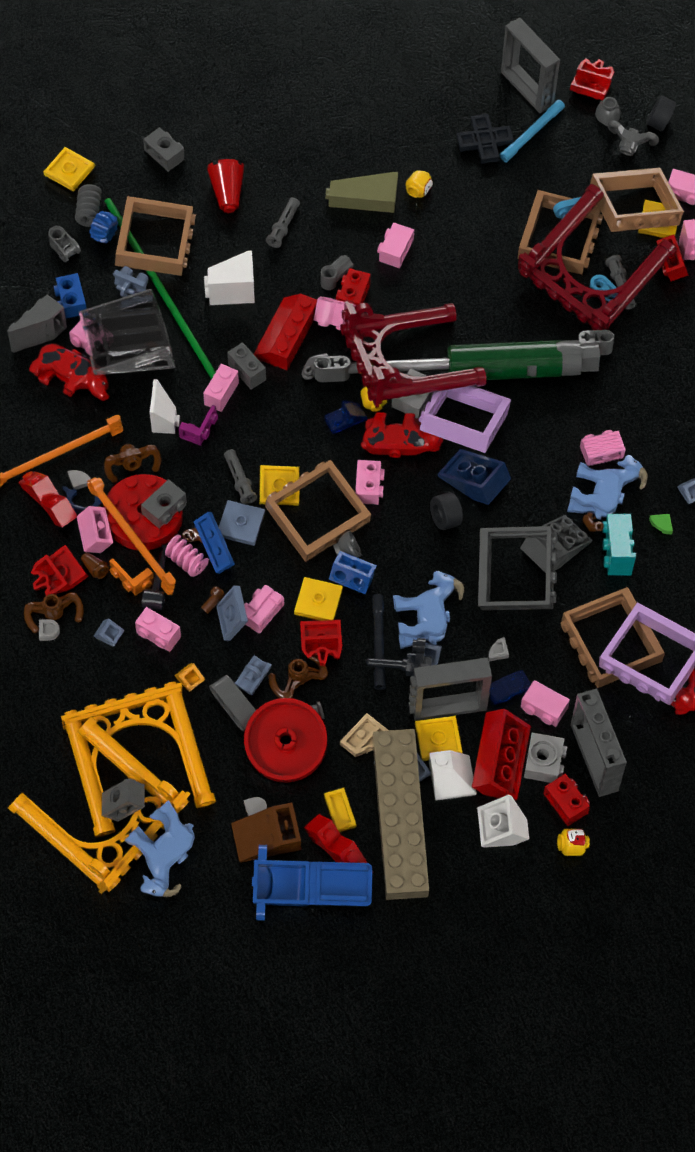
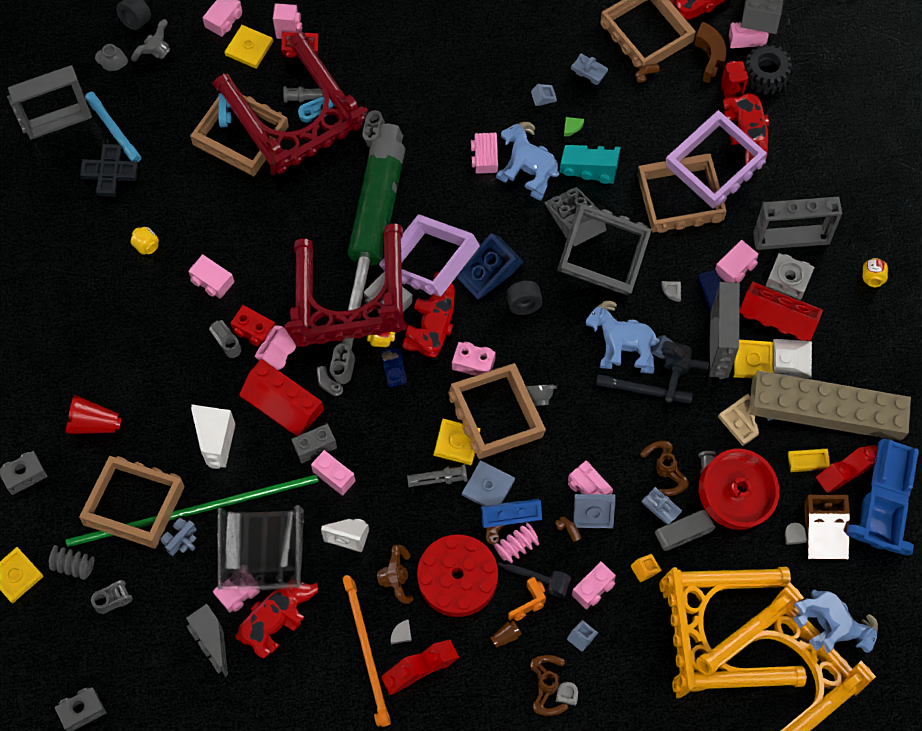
camera: 75 degrees left, 5 degrees up
(58, 572) = (507, 671): red plate -> none
(71, 295) = (179, 595): blue brick -> none
(78, 509) = (436, 638): dark blue helmet -> none
(94, 529) = (470, 625): bright pink brick -> none
(103, 227) = (105, 550): blue gear -> none
(123, 799) = (781, 658): dark grey brick -> none
(166, 494) = (467, 559): dark grey brick -> none
(168, 582) = (426, 612): orange hinge -> none
(197, 435) = (377, 511): magenta bracket -> none
(280, 228) = (157, 380): dark grey pin -> none
(318, 599) = (588, 433): yellow plate -> none
(321, 639) = (636, 437): red plate -> none
(352, 572) = (571, 394): blue brick -> none
(365, 192) = (140, 290): olive slope -> none
(502, 823) = (848, 326): white slope -> none
(566, 799) = (833, 267): red brick -> none
(592, 79) = (73, 54): red plate -> none
(592, 526) = (564, 182): reddish brown arm -> none
(638, 179) = (224, 32): medium nougat window -> none

